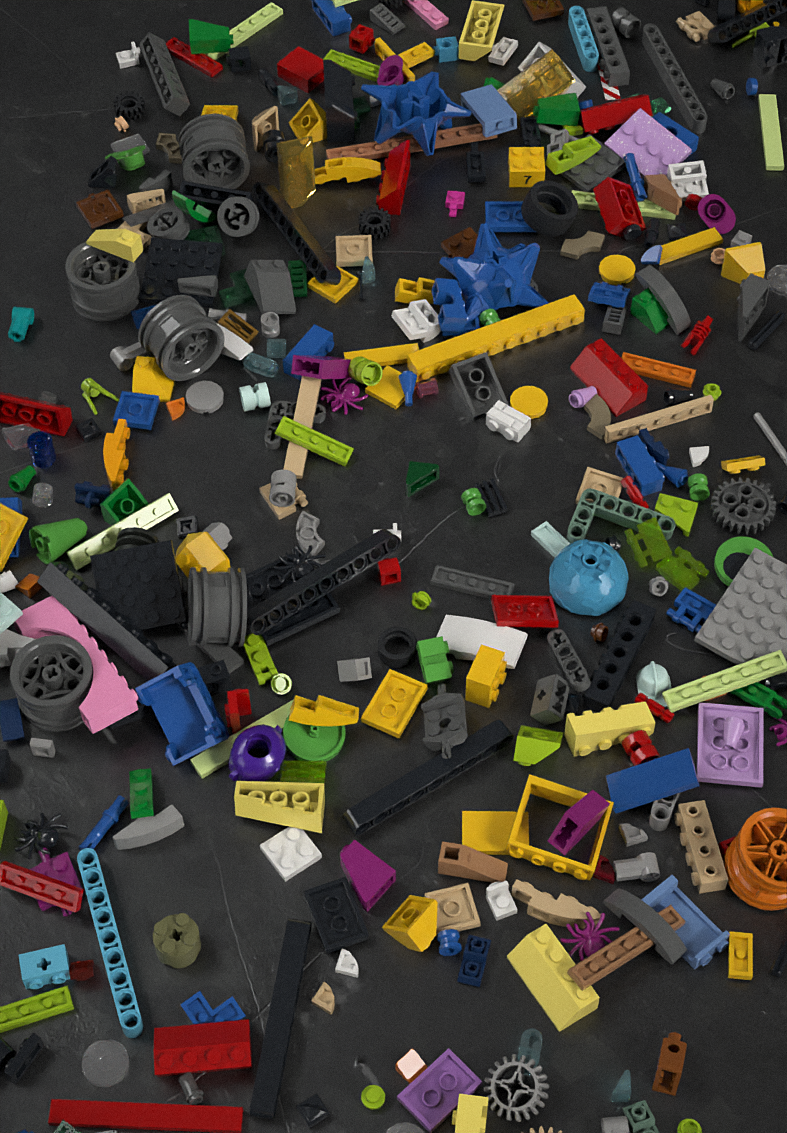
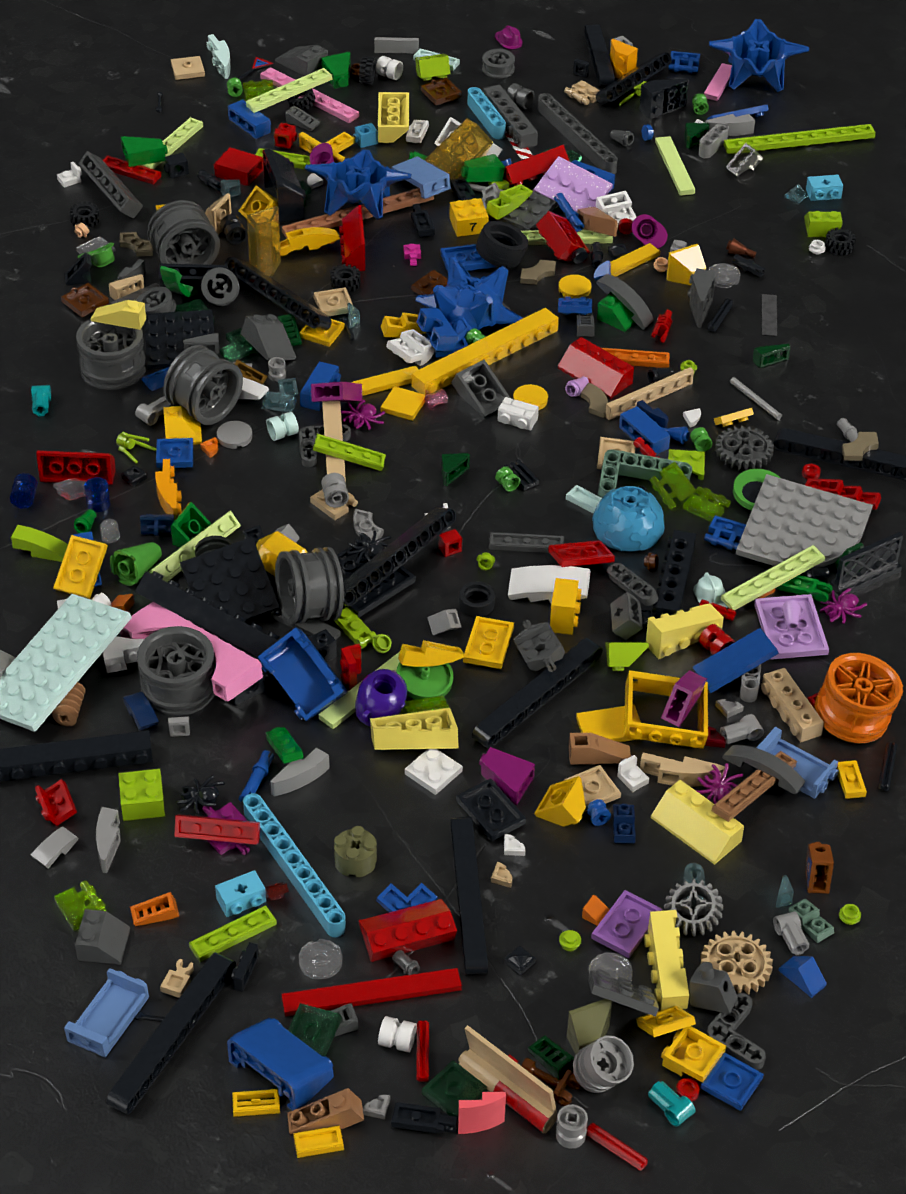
camera: 15 degrees left, 10 degrees down
(365, 371) = (377, 391): lime wheel -> none
(408, 381) = (418, 394): blue cone -> none
(434, 660) = (513, 601): bright green brick -> none
(663, 586) = (695, 519): light grey plate -> none

